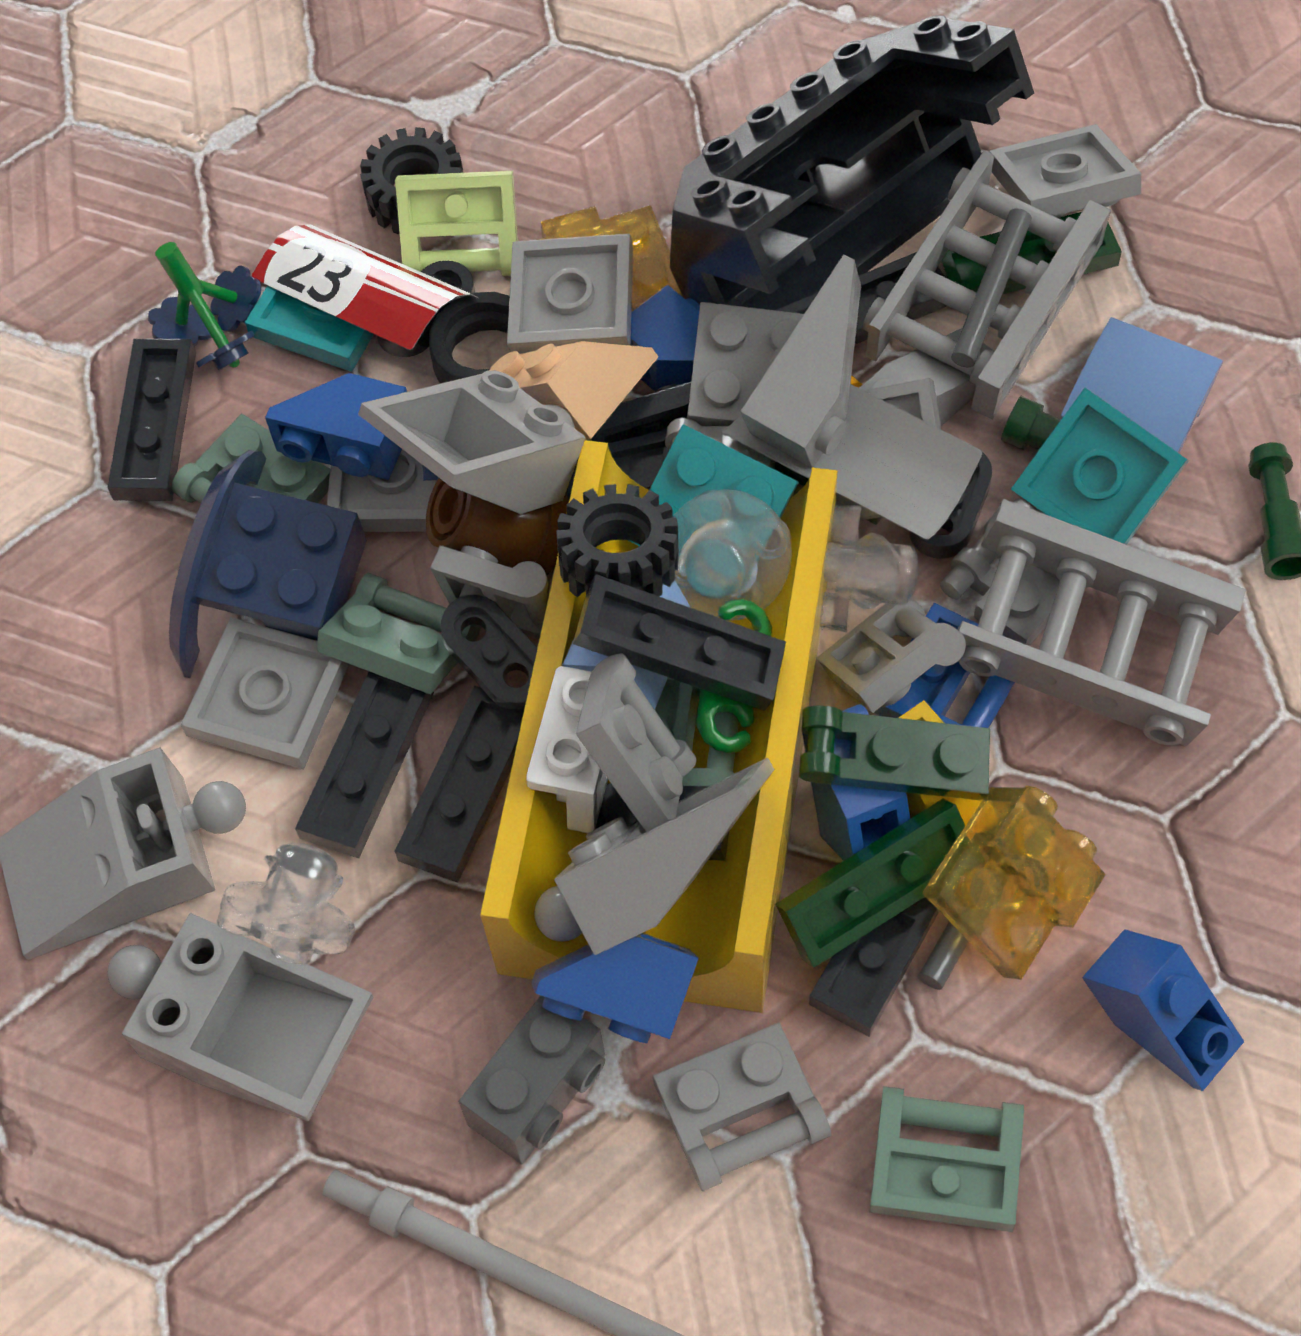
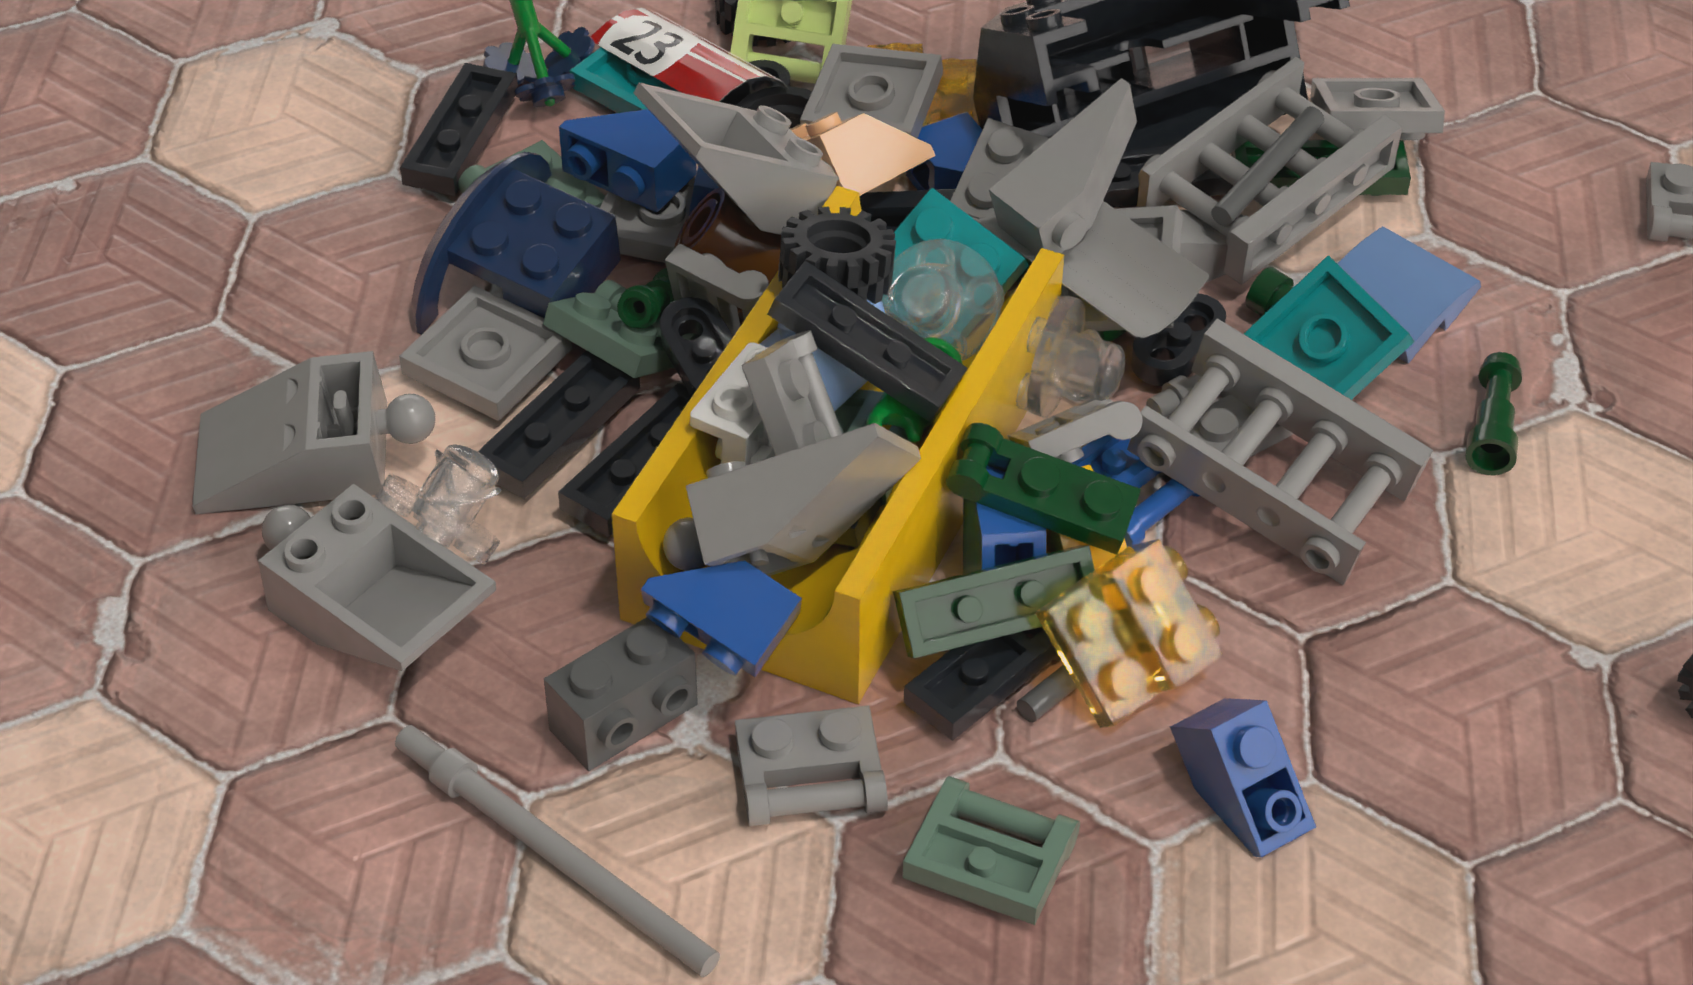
camera: 10 degrees right, 15 degrees down
(416, 616) = (644, 304): none -> dark green piece

